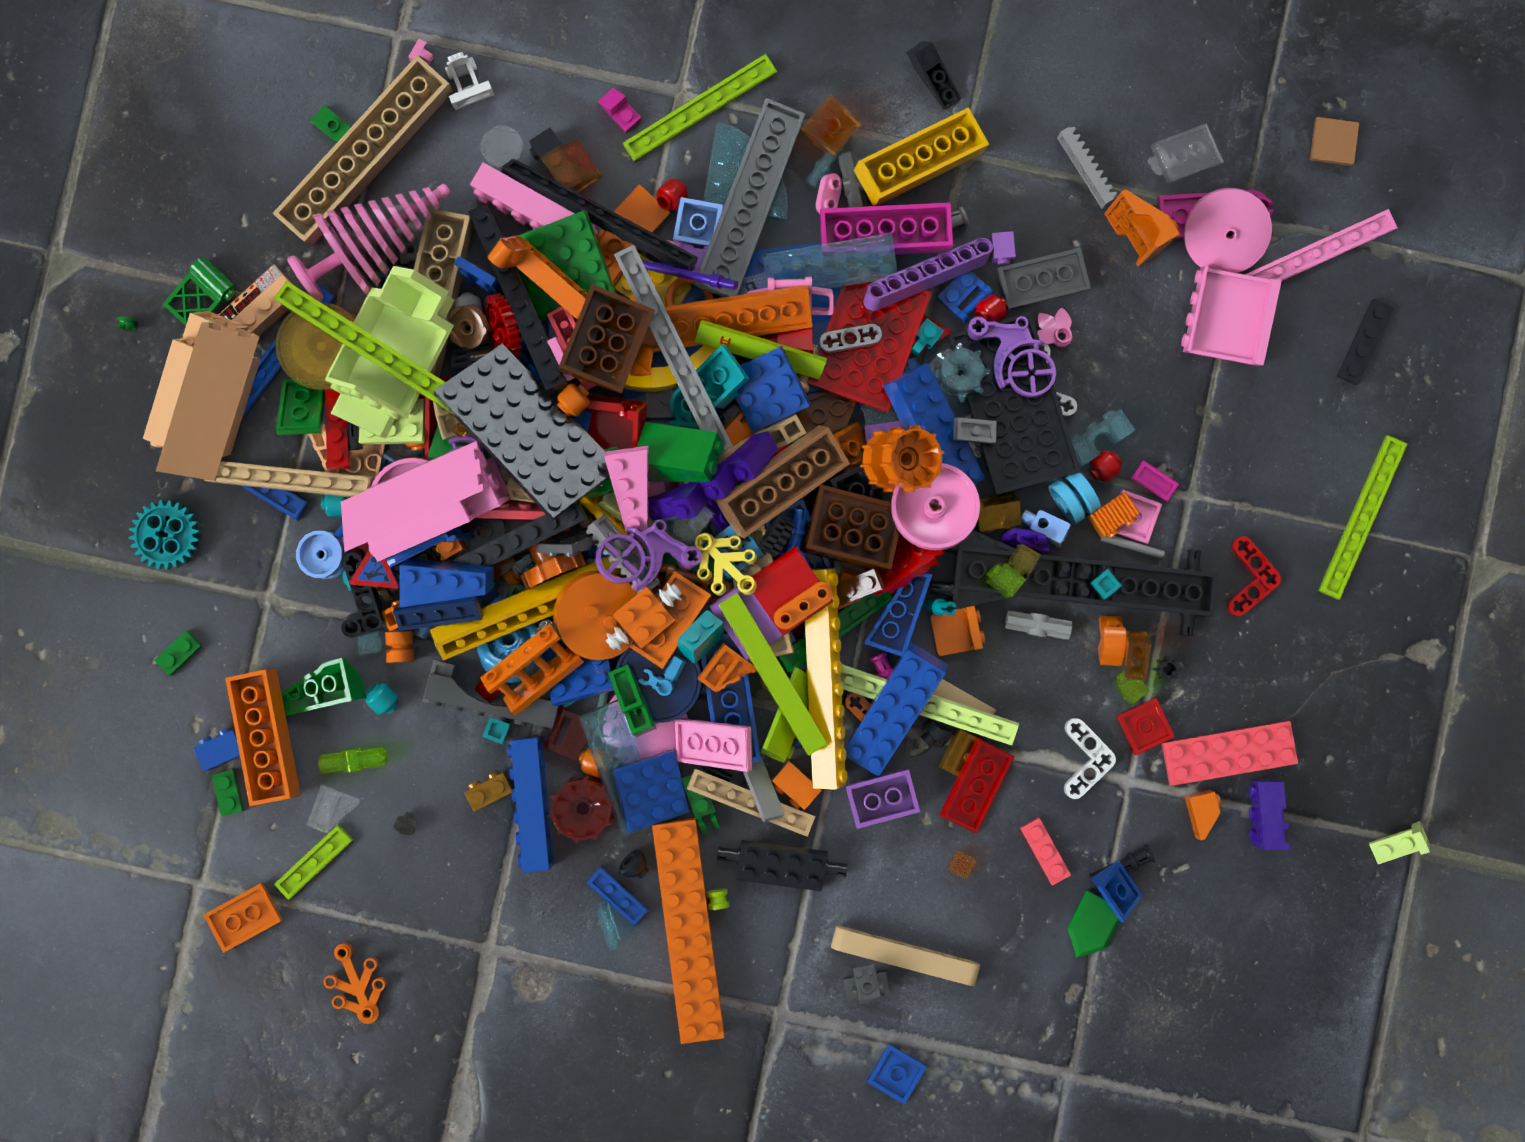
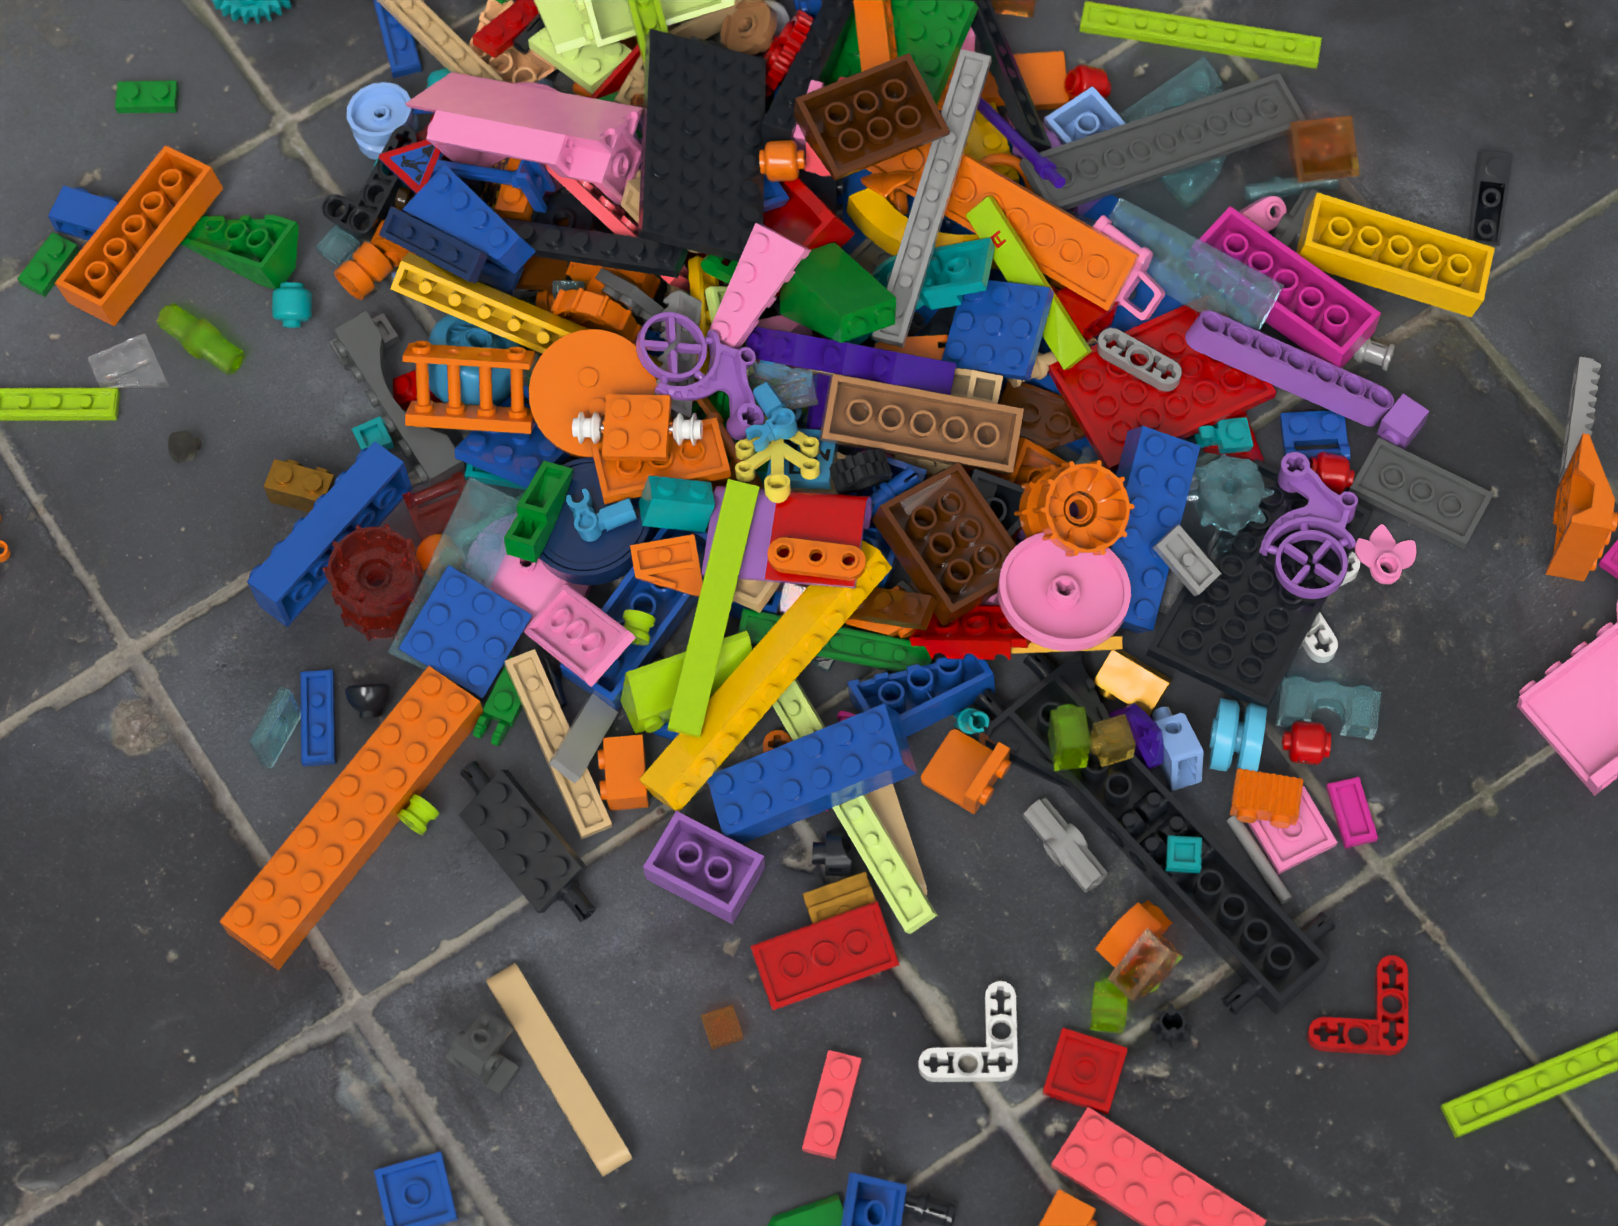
camera: 50 degrees right, 20 degrees down
(712, 544) = (780, 422): none -> dark azure bar
(740, 715) = (639, 625): none -> lime wheel

